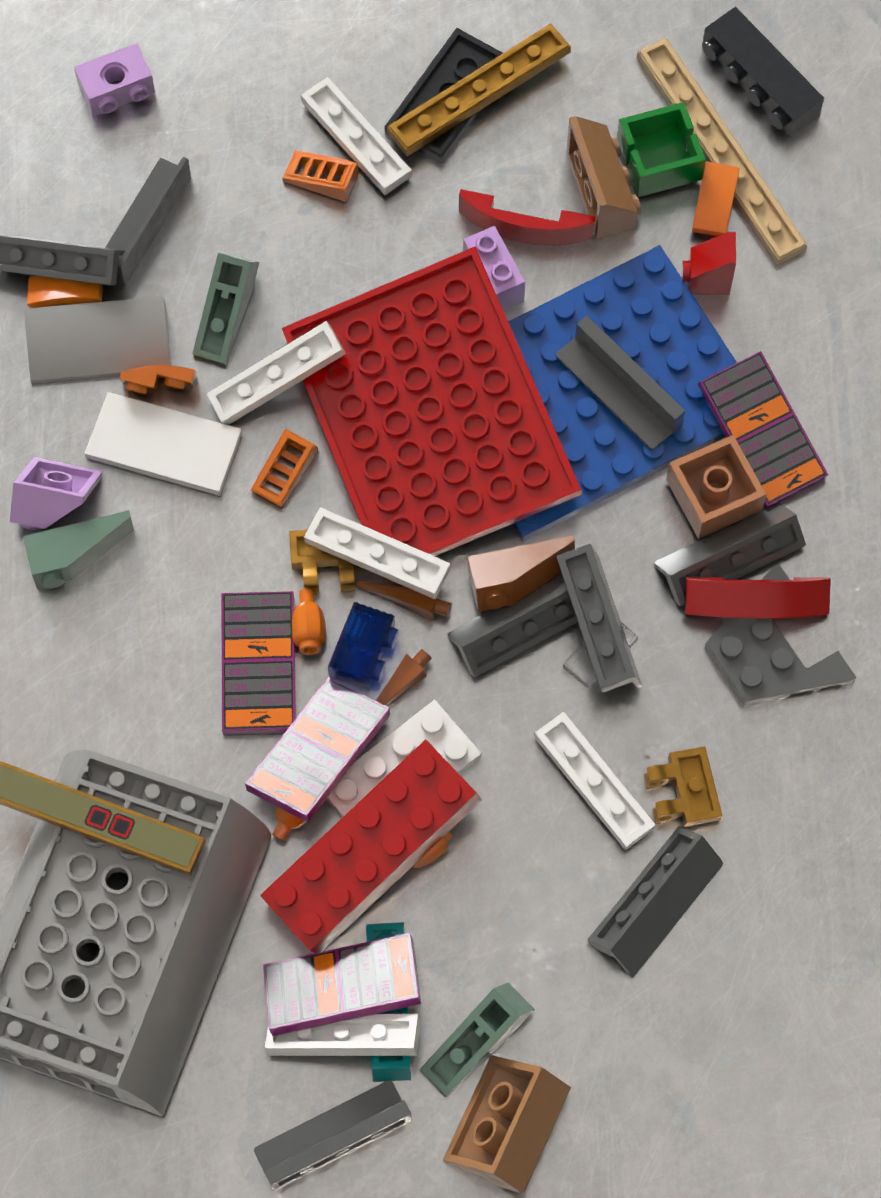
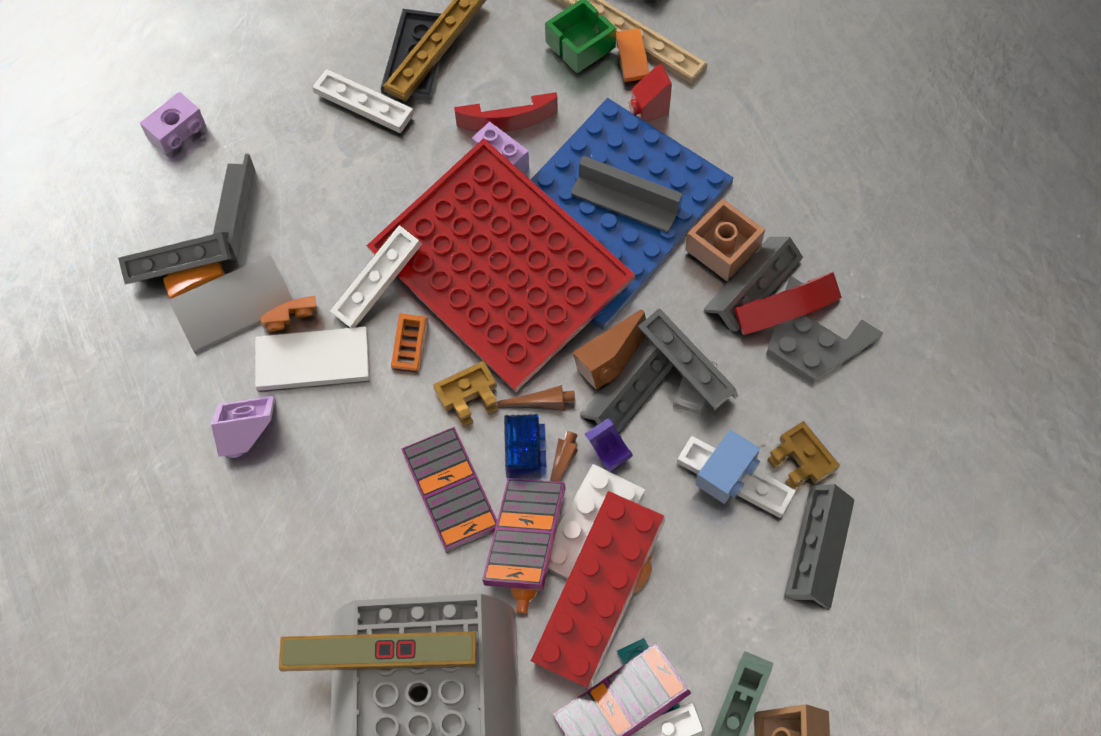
camera: 20 degrees left, 5 degrees down
(70, 549) = (272, 460): sand green slope -> none
(225, 306) = (318, 246): sand green slope -> none
(308, 624) = (476, 446): orange plant -> none
(336, 166) = (359, 141): orange slope -> none
(377, 553) = (506, 374): white plate -> none
(461, 684) = (608, 444): none -> dark purple bracket
(585, 766) = (728, 466): none -> medium blue brick
(601, 177) = (547, 67): medium nougat slope -> none
(759, 416) = (721, 174): tile -> none

